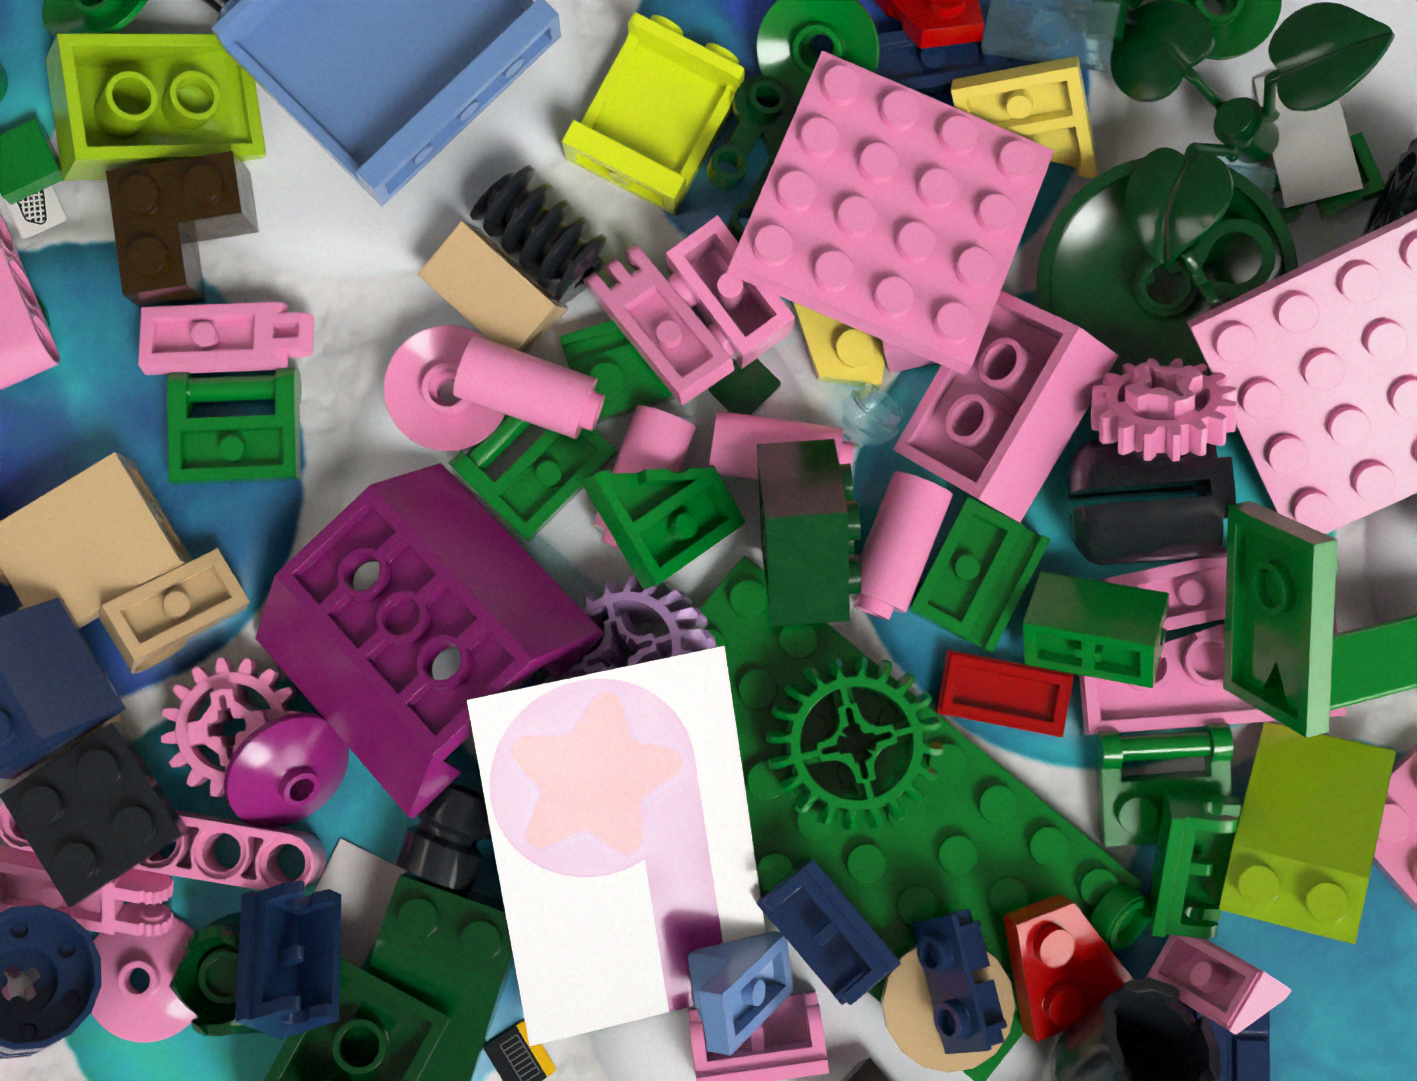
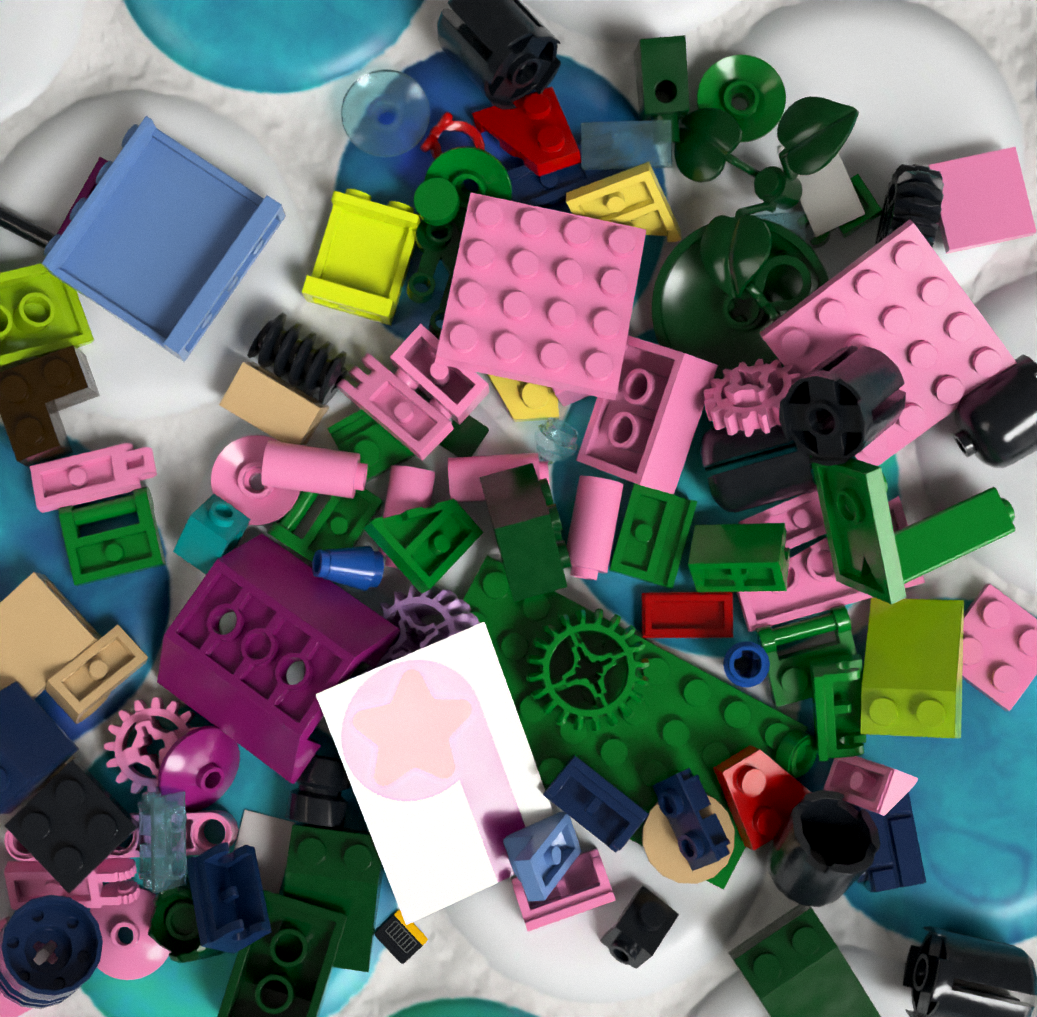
camera: 10 degrees left, 0 degrees up
(213, 883) = (164, 859): none -> clear light blue hinge
(370, 447) = (211, 533): none -> teal brick
(552, 532) = (350, 566): none -> blue cone
(772, 55) = (437, 201): none -> green tile
(1091, 782) = (758, 663): none -> blue cone
(1292, 442) = (843, 404): none -> black cylinder

